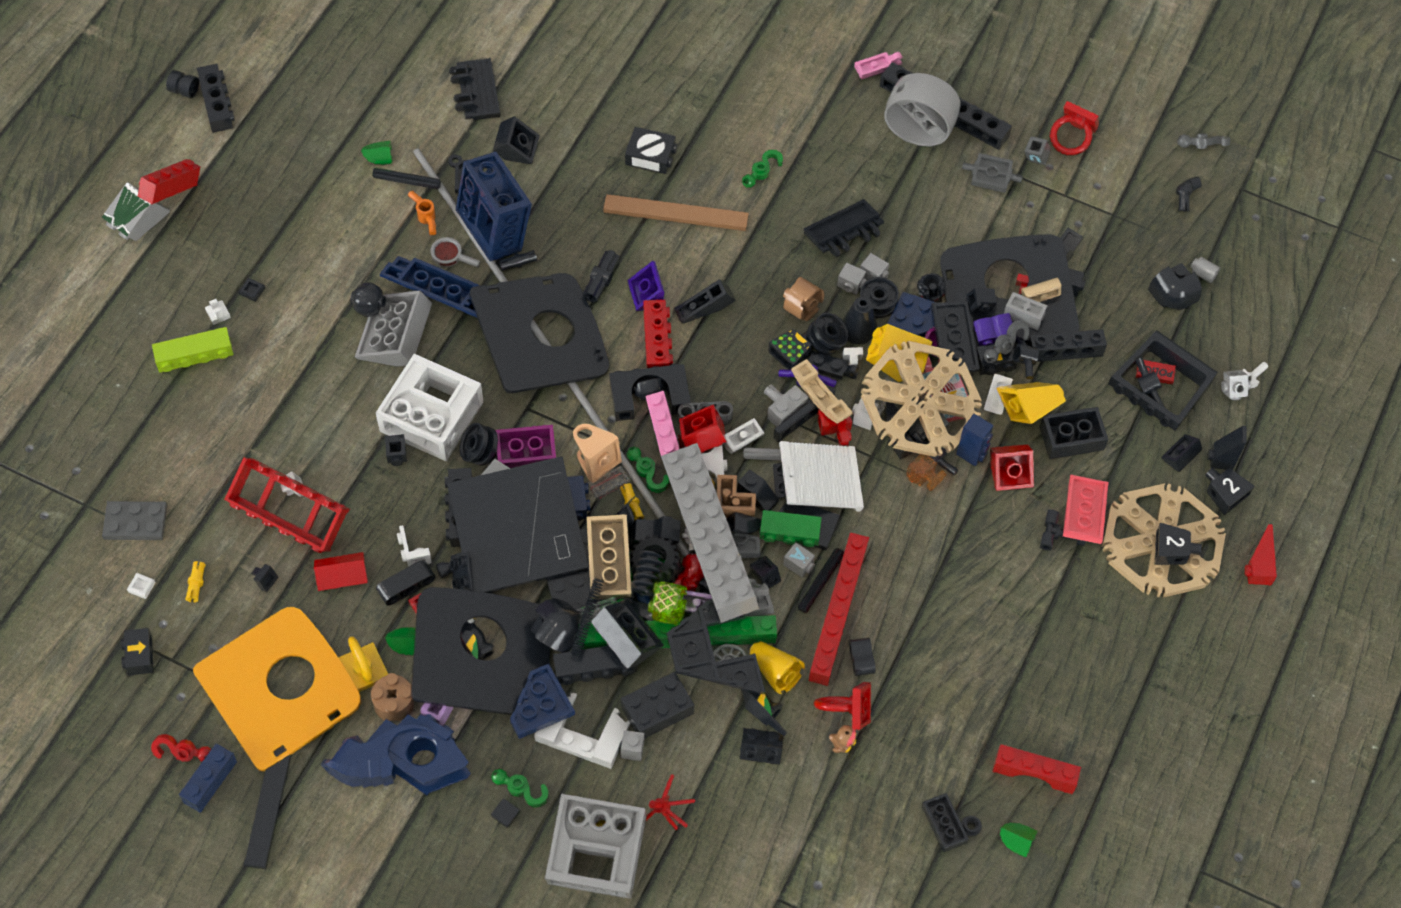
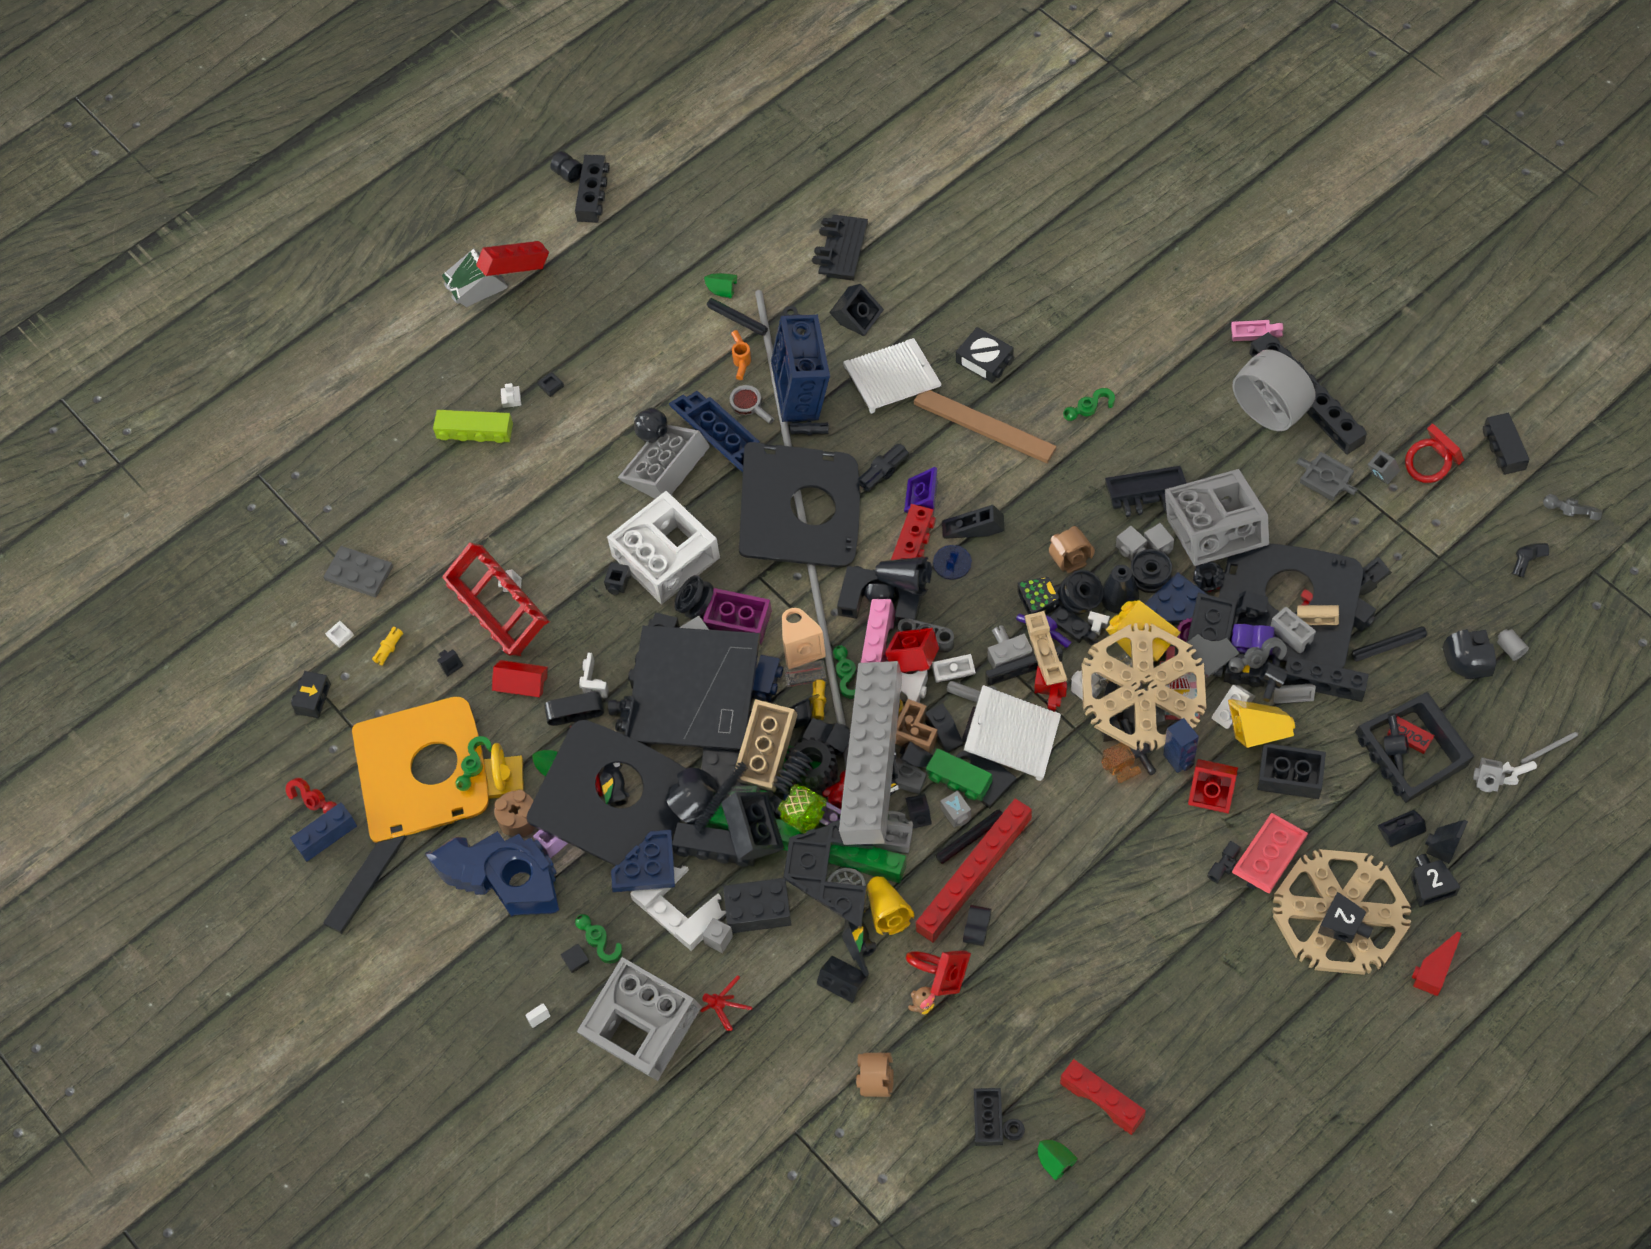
camera: 30 degrees right, 0 degrees up
(331, 665) = (472, 764): none -> green piece
(494, 878) = (537, 1015): none -> white tile
(573, 190) = (892, 374): none -> white door
(668, 363) = (906, 574): none -> black cone
(699, 342) = (952, 562): none -> clear blue piece
(831, 820) = (875, 1074): none -> medium nougat brick
(923, 233) = (1214, 520): none -> light grey piece
(969, 351) = (1213, 653): none -> dark grey tile
(1047, 365) = (1294, 693): none -> light grey tile
(1104, 299) = (1389, 643): none -> black axle
(1127, 102) = (1505, 443): none -> black brick
(1270, 347) = (1548, 748): none -> light grey axle

